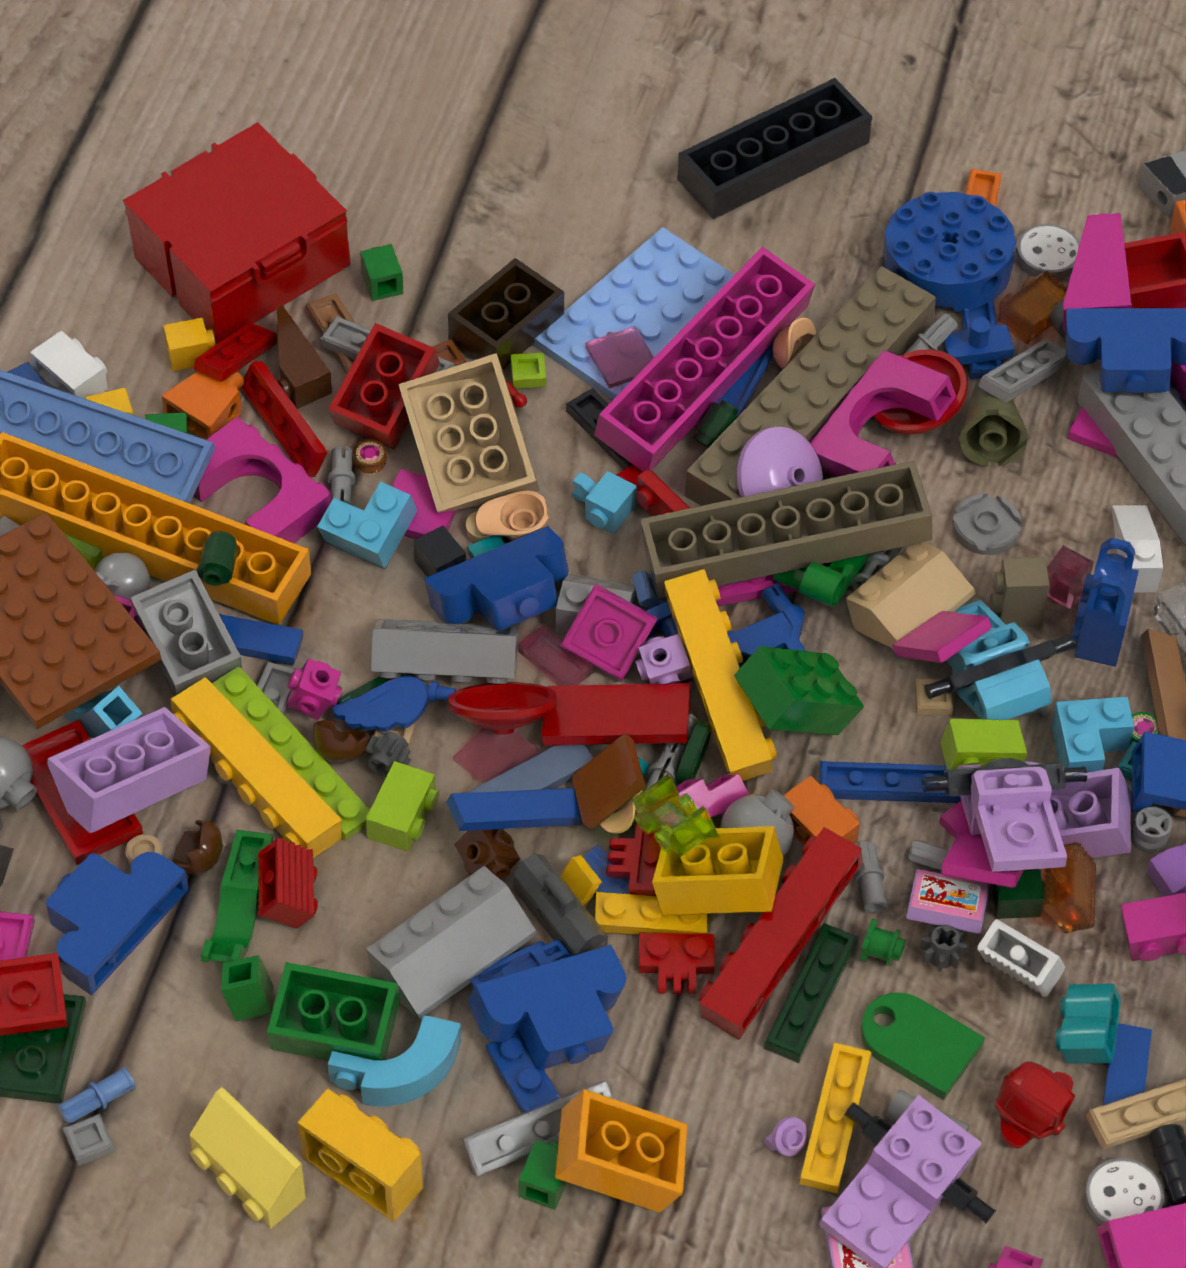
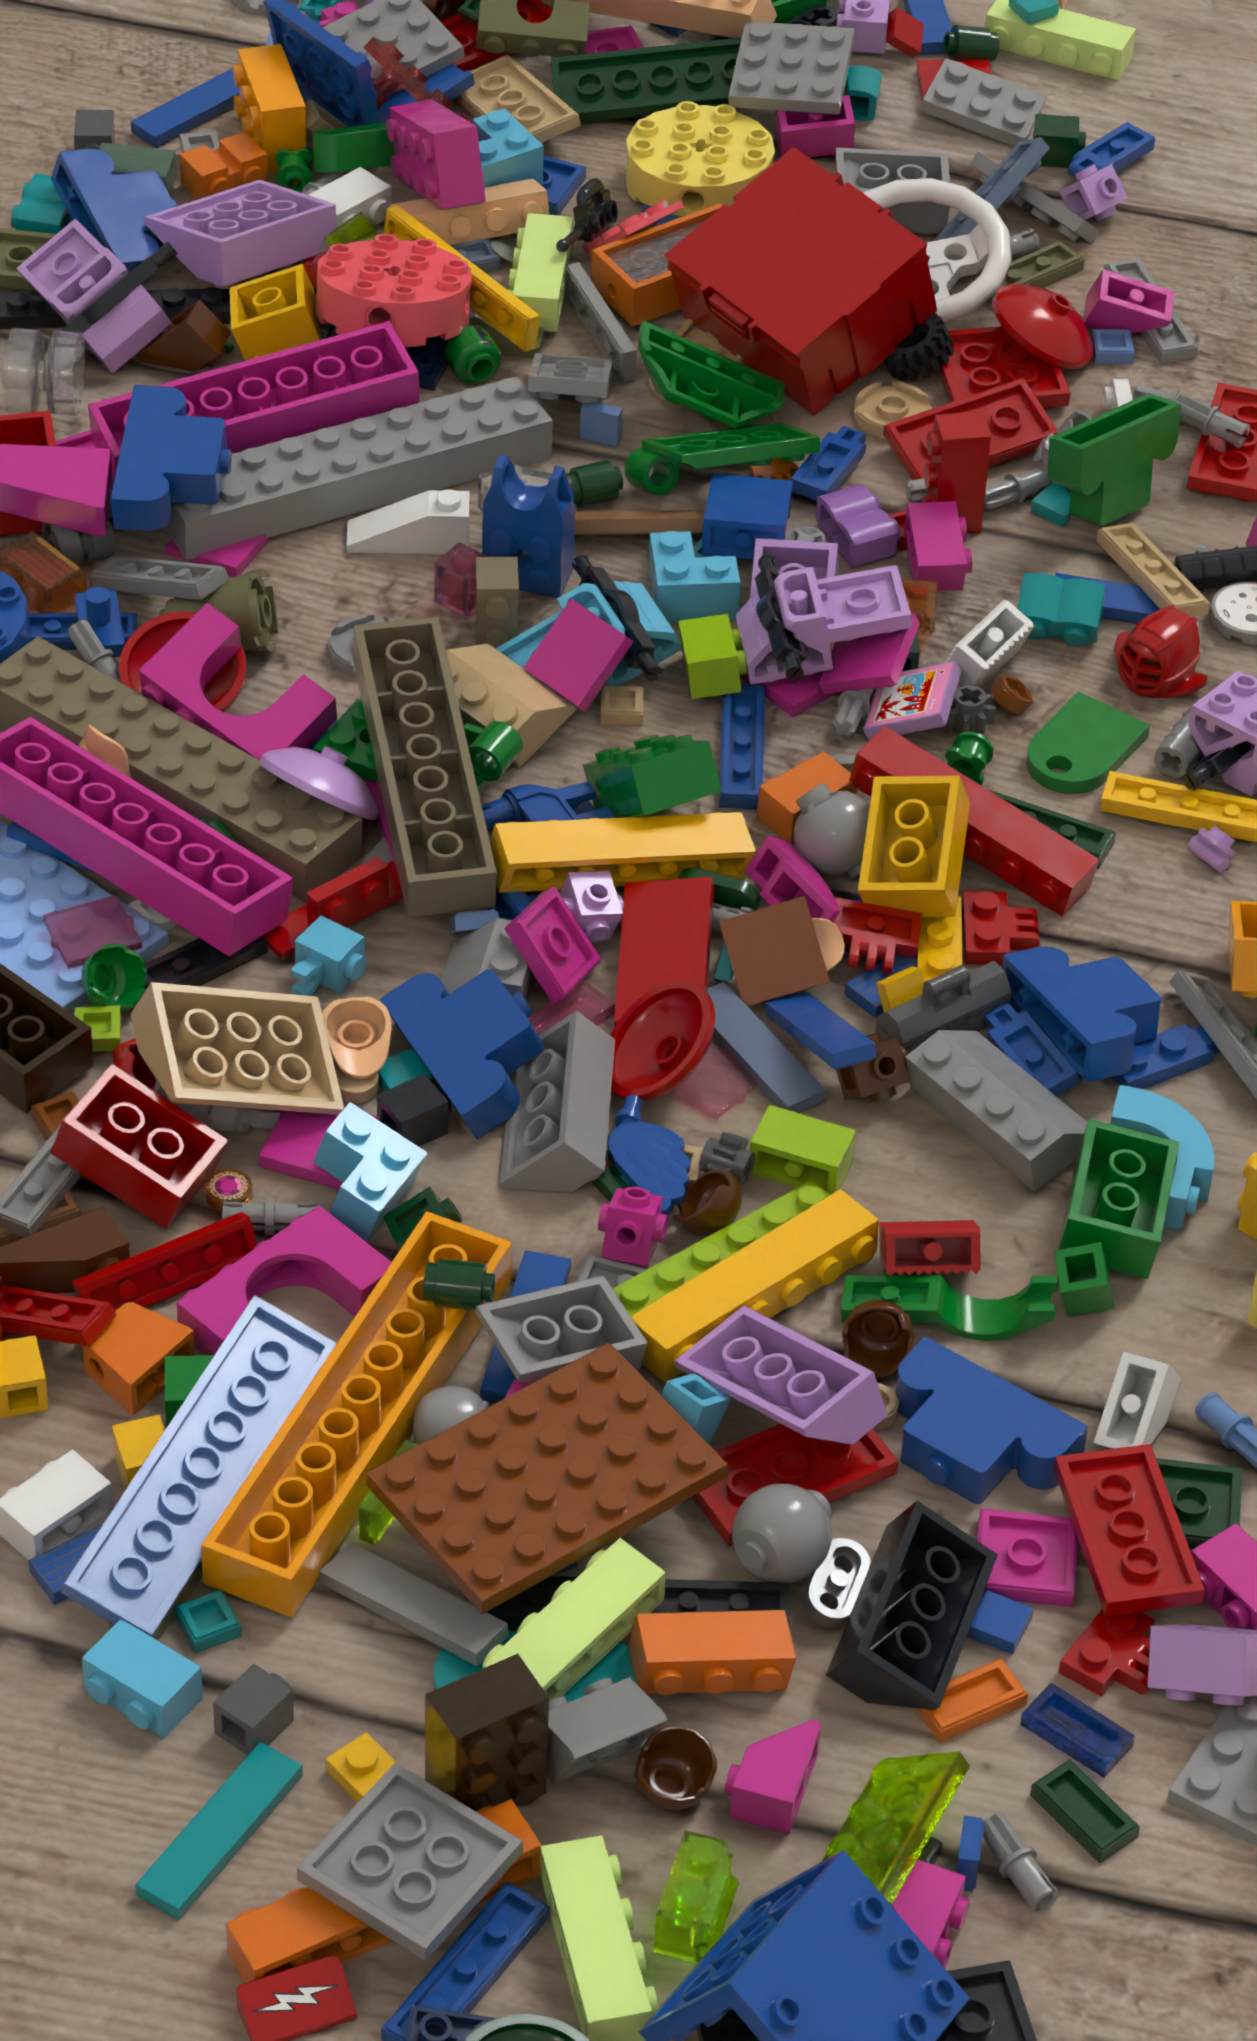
camera: 90 degrees left, 10 degrees down
(119, 1020) = (1137, 1402): none -> white slope
(331, 570) = (406, 1216): none -> dark green bracket
(571, 371) = (114, 977): none -> green hair
(672, 818) = (861, 865): clear neon green window -> none
(975, 984) = (1011, 694): none -> dark orange tile

